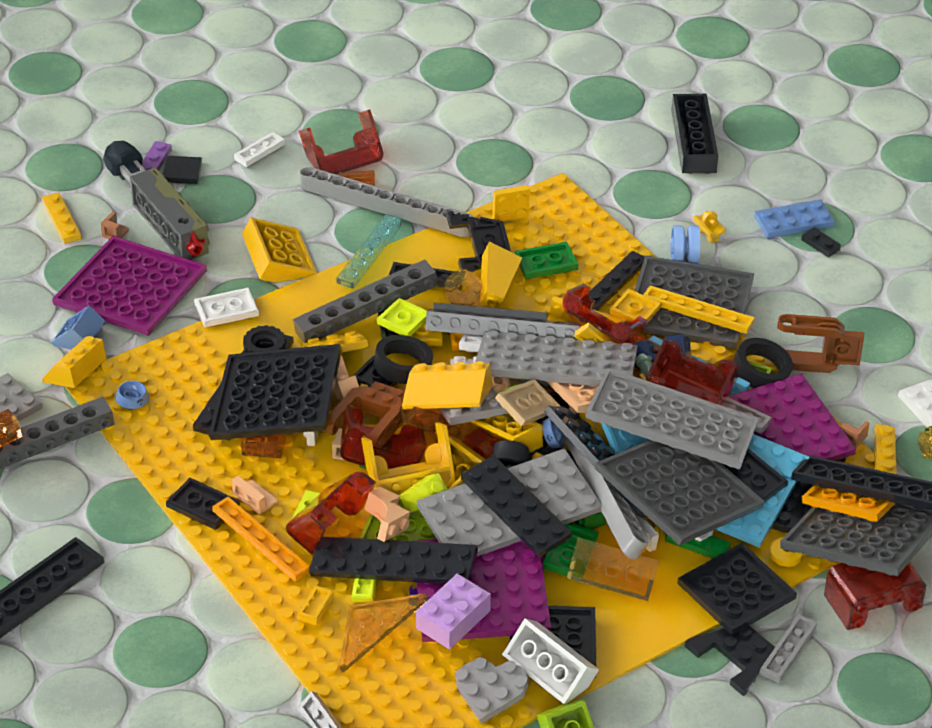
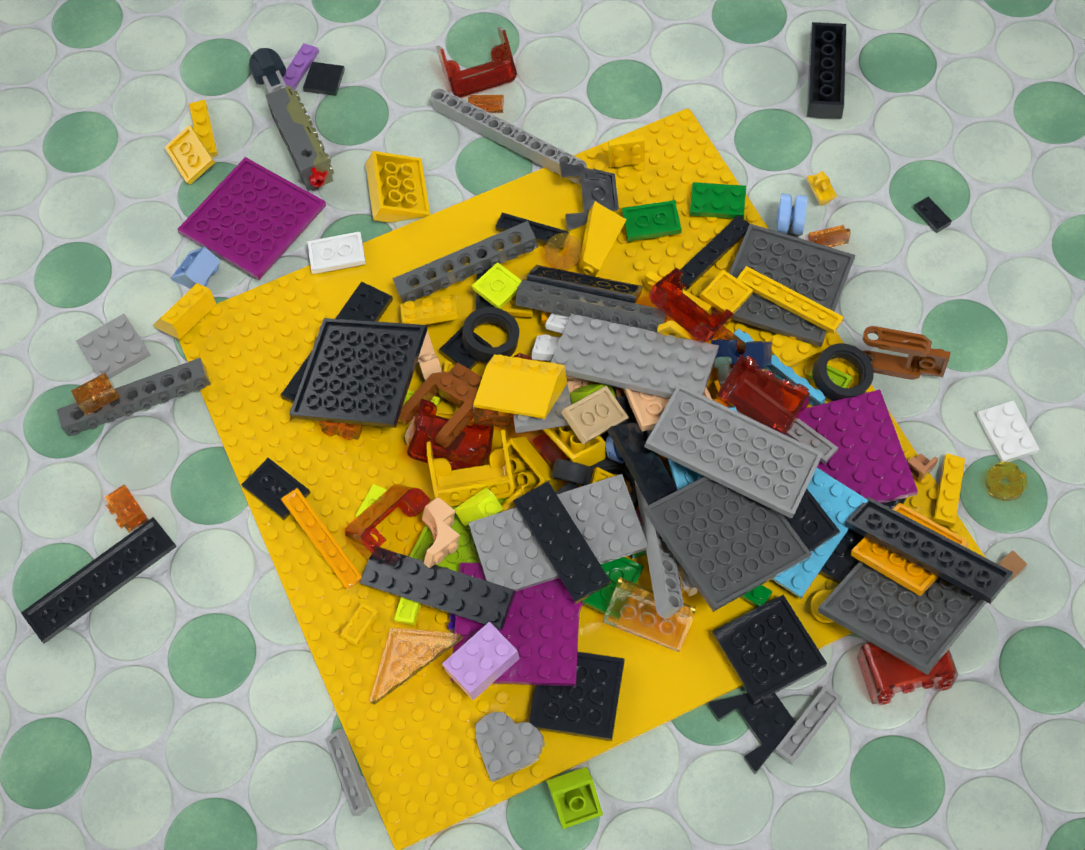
camera: 15 degrees right, 20 degrees up
(44, 532) = (119, 501): none -> clear orange brick
(53, 236) = (189, 154): none -> yellow plate
(111, 228) = (247, 146): nougat panel -> none
(132, 395) = (231, 353): medium blue hat -> none
(253, 495) = (325, 483): light nougat panel -> none
(259, 149) = (400, 59): white plate -> none
(263, 334) = (356, 295): black tyre -> none
(369, 251) = (482, 195): clear light blue plate -> none
(550, 661) = (567, 726): white slope -> none
(608, 241) = (717, 200): none -> green plate
(732, 262) = (831, 236): none -> clear orange panel
(794, 218) = (910, 182): medium blue plate -> none

